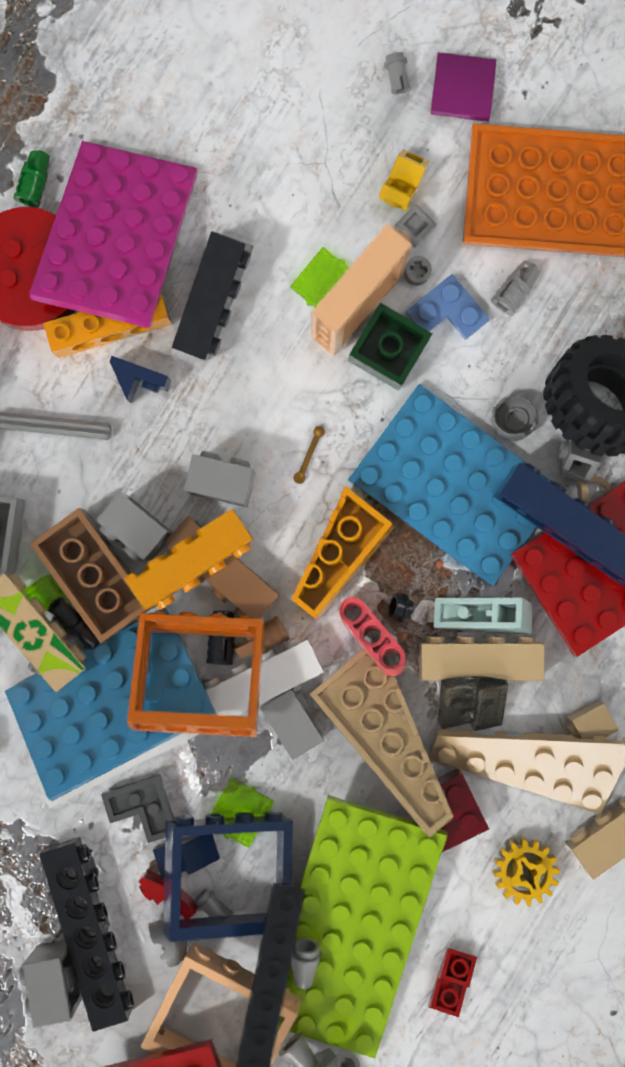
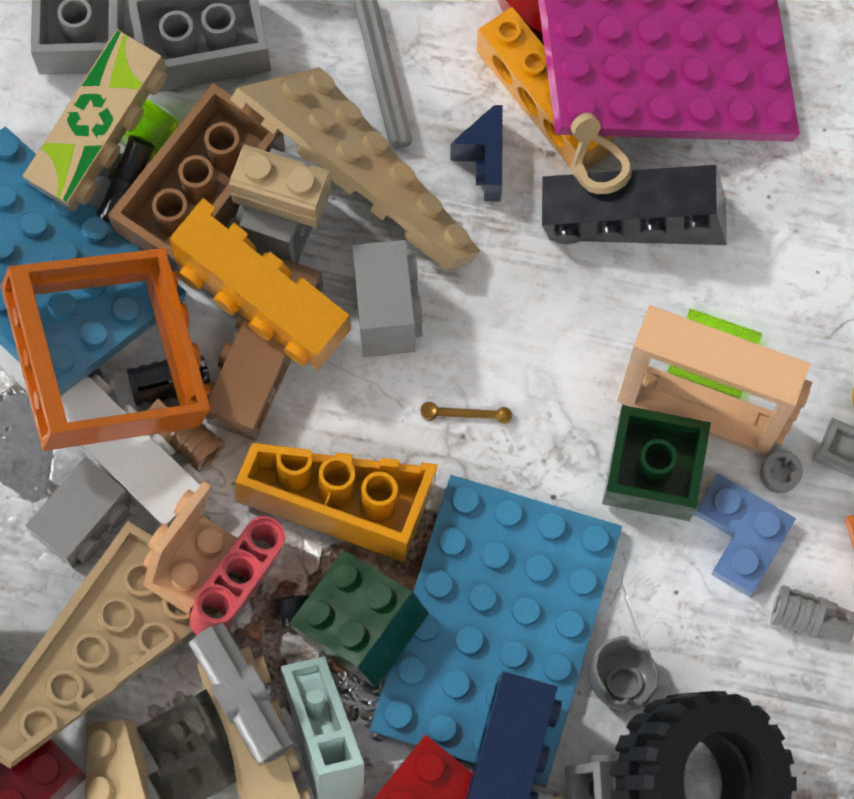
camera: 70 degrees right, 15 degrees down
(110, 467) = (341, 140): none -> tan wing
(130, 524) = (280, 186): none -> tan brick
(155, 306) = (586, 128): none -> tan piece
(352, 664) = (186, 551): none -> light nougat bracket
(425, 569) = (359, 618): none -> dark green brick
(454, 659) = (241, 694): none -> light grey piece

